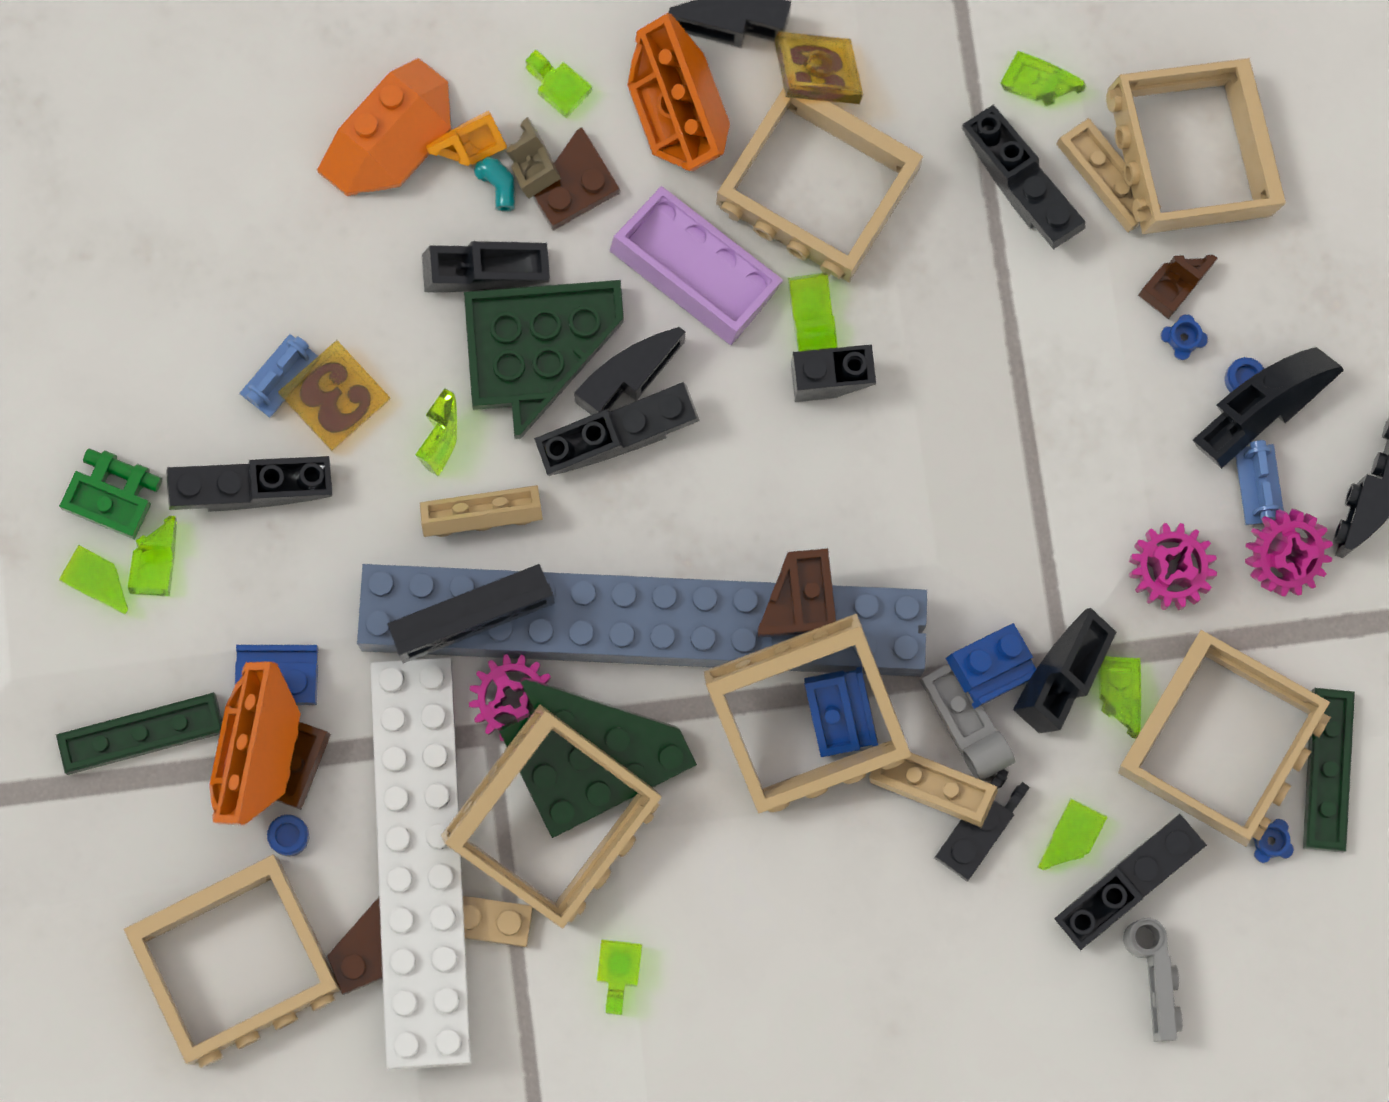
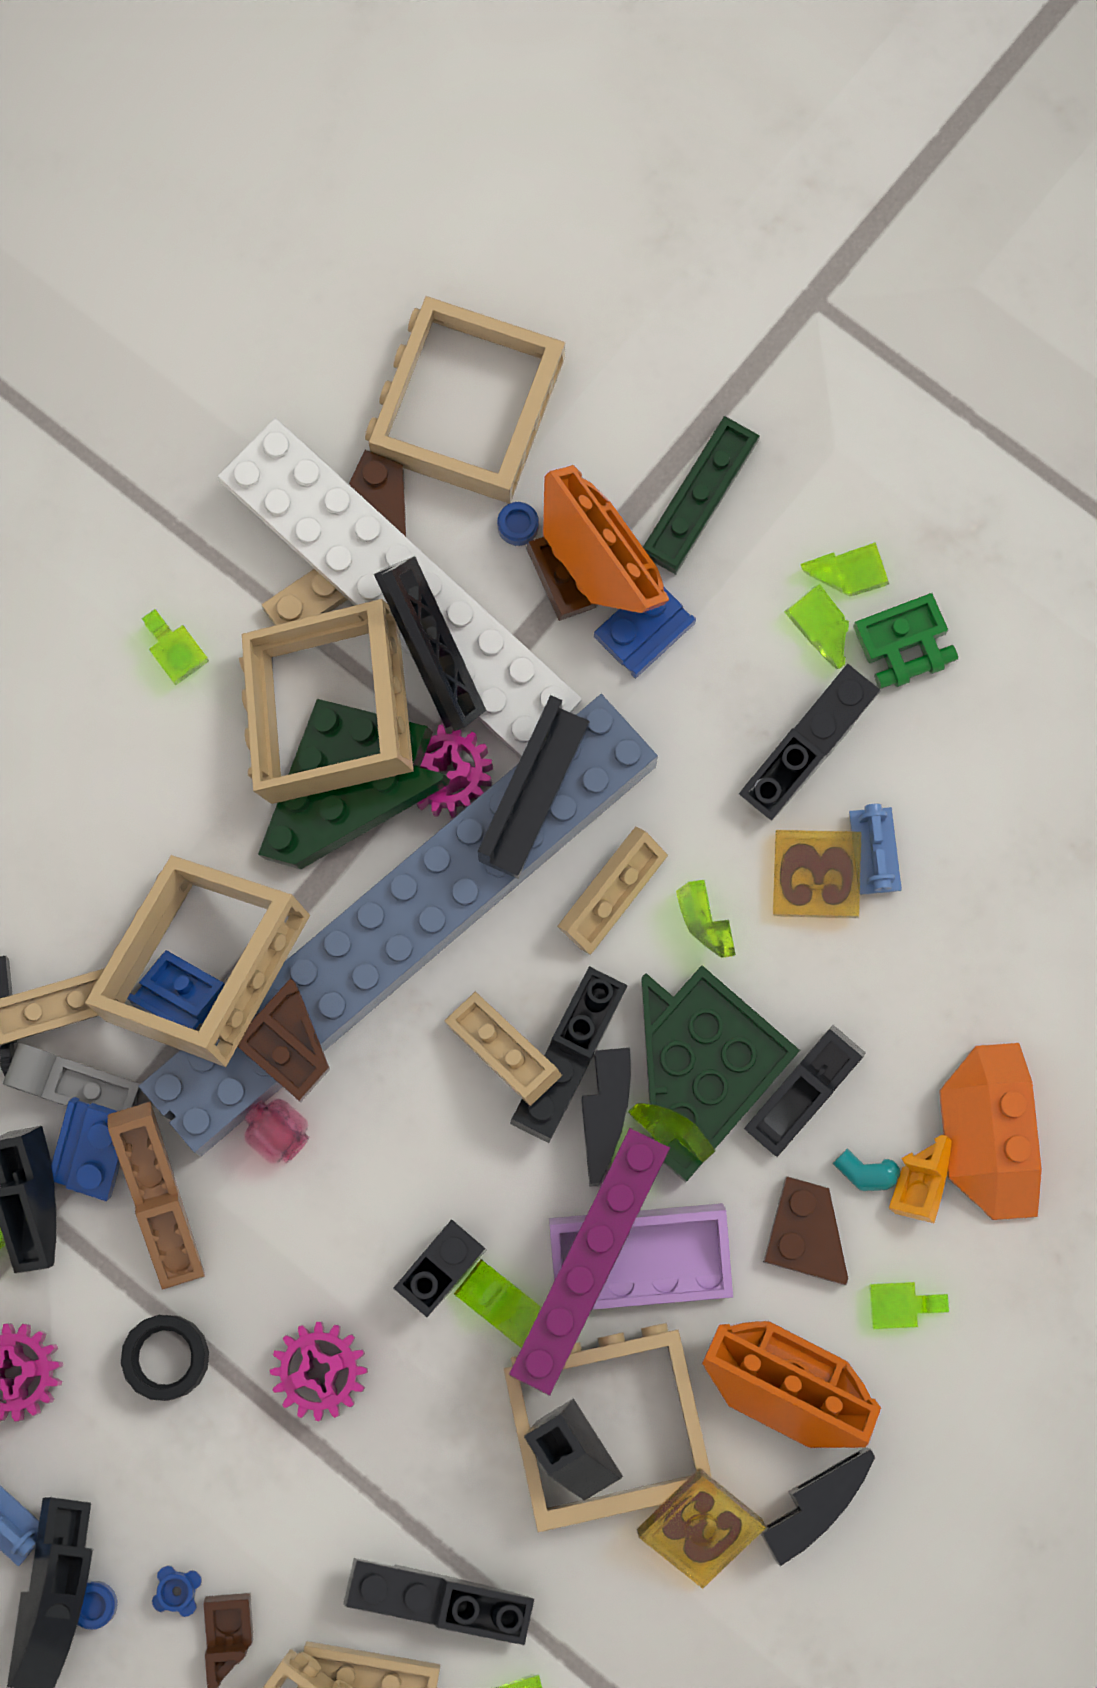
camera: 140 degrees right, 0 degrees up
(440, 787) = (430, 643): none -> black fence
(532, 161) = (856, 1215): dark tan slope -> none
(600, 323) = (667, 1125): none -> clear neon green slope
(657, 470) = (503, 1048): none -> tan plate
(734, 277) = (589, 1262): none -> magenta brick
(856, 179) = (572, 1451): none -> black slope
(858, 559) = (276, 1131): none -> clear pink head
(976, 592) = (155, 1195): none -> medium nougat slope
(985, 388) = (299, 1379): none -> dark pink gear
(1085, 464) = (131, 1352): none -> black tyre

